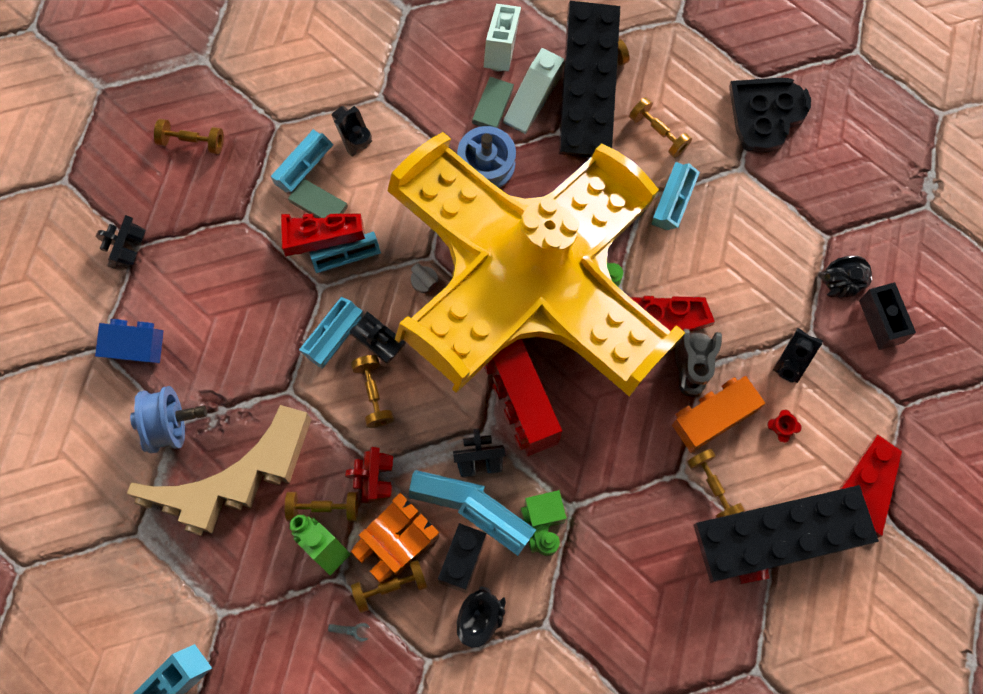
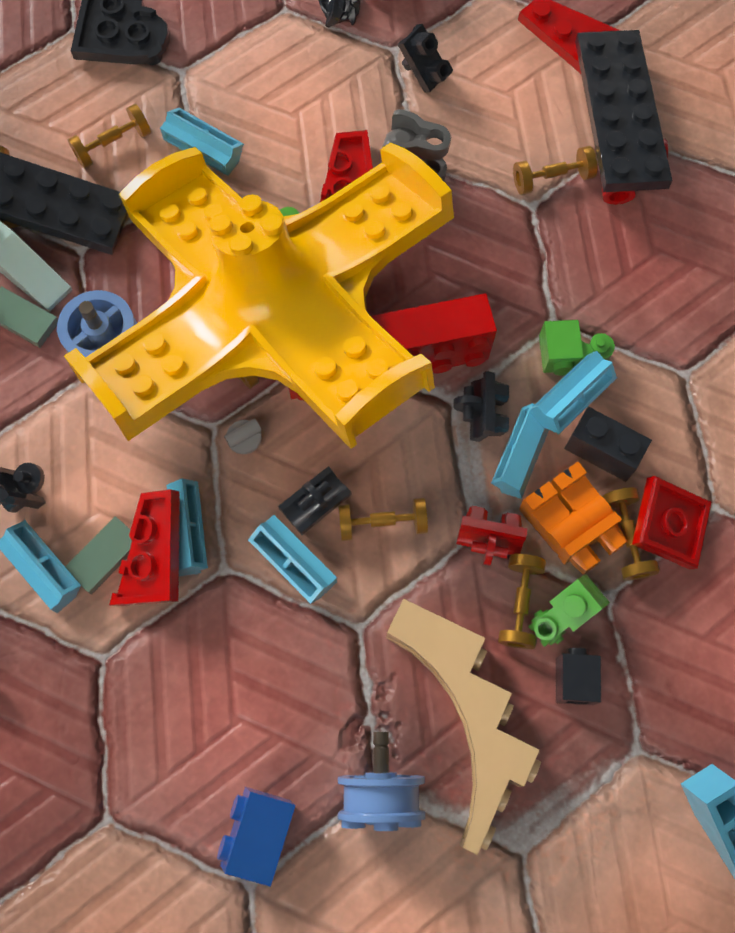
camera: 80 degrees left, 0 degrees up
(119, 254) = (84, 828): black hips -> none
(266, 556) = (578, 677): none -> black brick
(349, 630) = (675, 588): clear light blue hand -> none
(403, 620) = (672, 523): none -> red tile
(479, 617) = (675, 439): black hat -> none
(717, 413) = (476, 151): orange brick -> none
(790, 420) = (496, 86): red plate -> none

